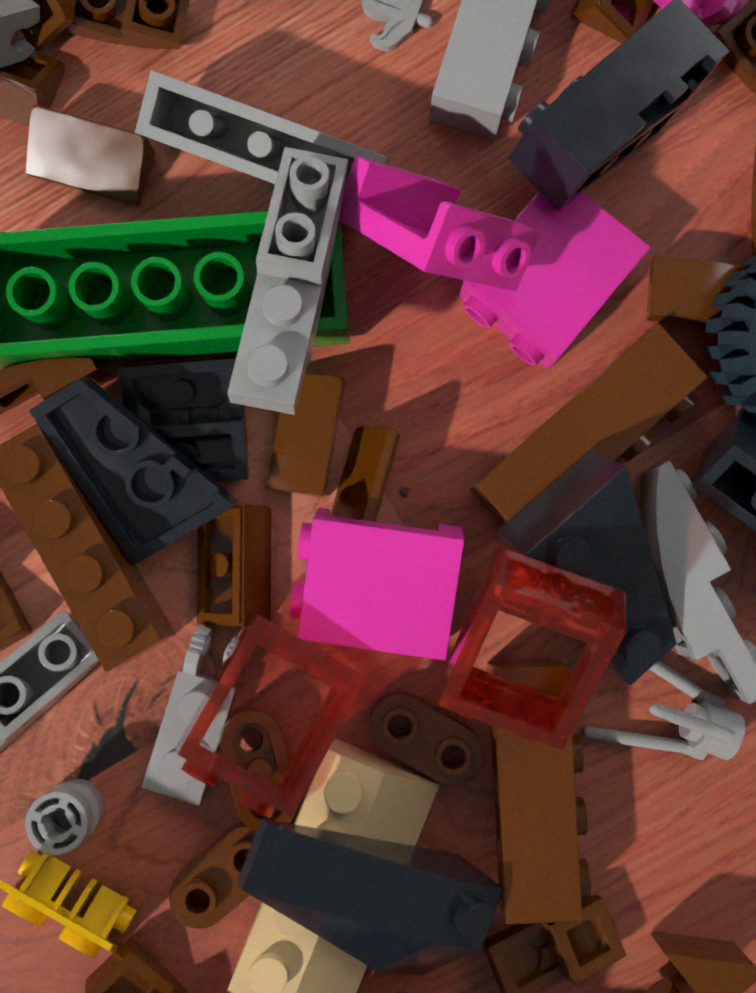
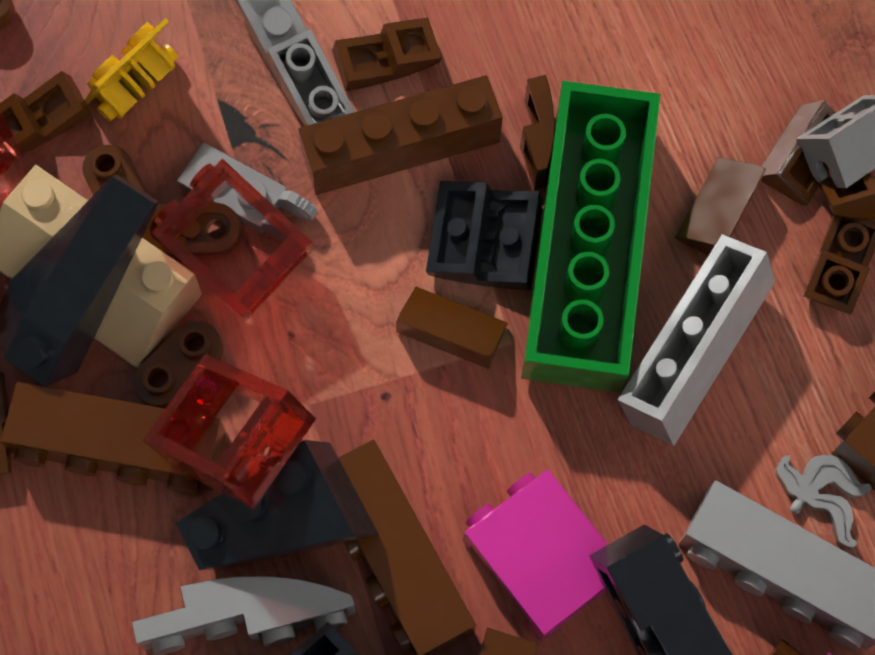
camera: 100 degrees right, 15 degrees down
(75, 805) = (203, 94): light grey wheel -> none
(127, 470) = (451, 179): black wing -> none
(234, 567) = (359, 249): reddish brown slope -> none
(290, 281) = (568, 319): light grey slope -> none
(366, 473) = (395, 362): reddish brown slope -> none
(377, 585) = (315, 343): dark pink panel -> none
(429, 230) = (589, 435): dark pink panel -> none
(704, 725) = (117, 591): light grey plant -> none

